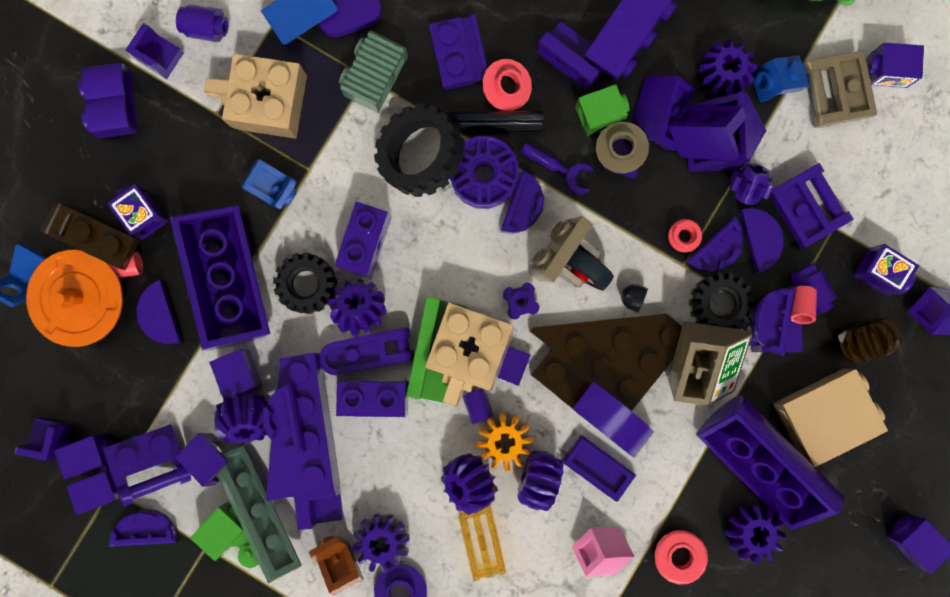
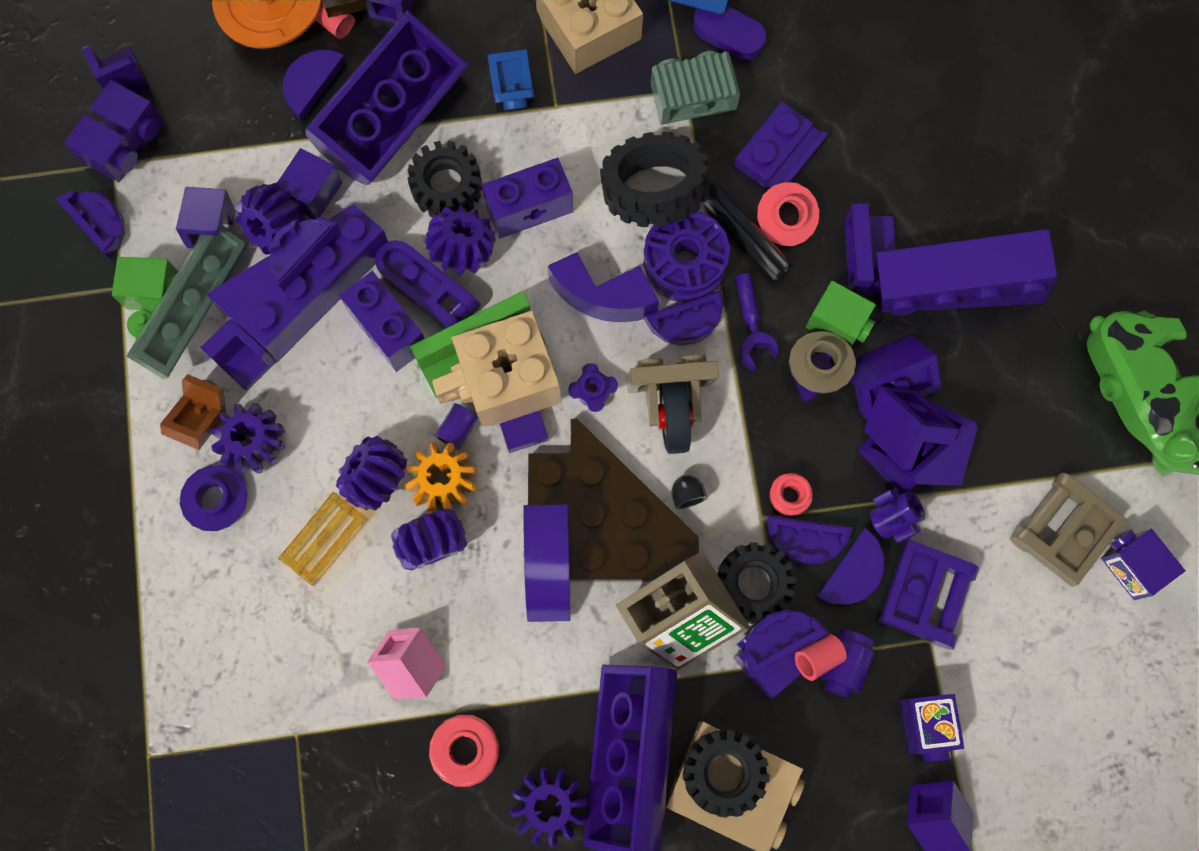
camera: 45 degrees right, 10 degrees down
(141, 454) = (163, 157): dark purple plate -> none
(479, 237) = (617, 300): none -> dark purple brick
(598, 468) = (489, 595): dark purple tile -> none
(725, 57) = (1001, 398): dark purple gear -> none
(780, 77) = (1027, 461): blue bracket -> none
(846, 425) = (754, 773): none -> black tyre
(869, 339) = (845, 761): dark brown gear -> none

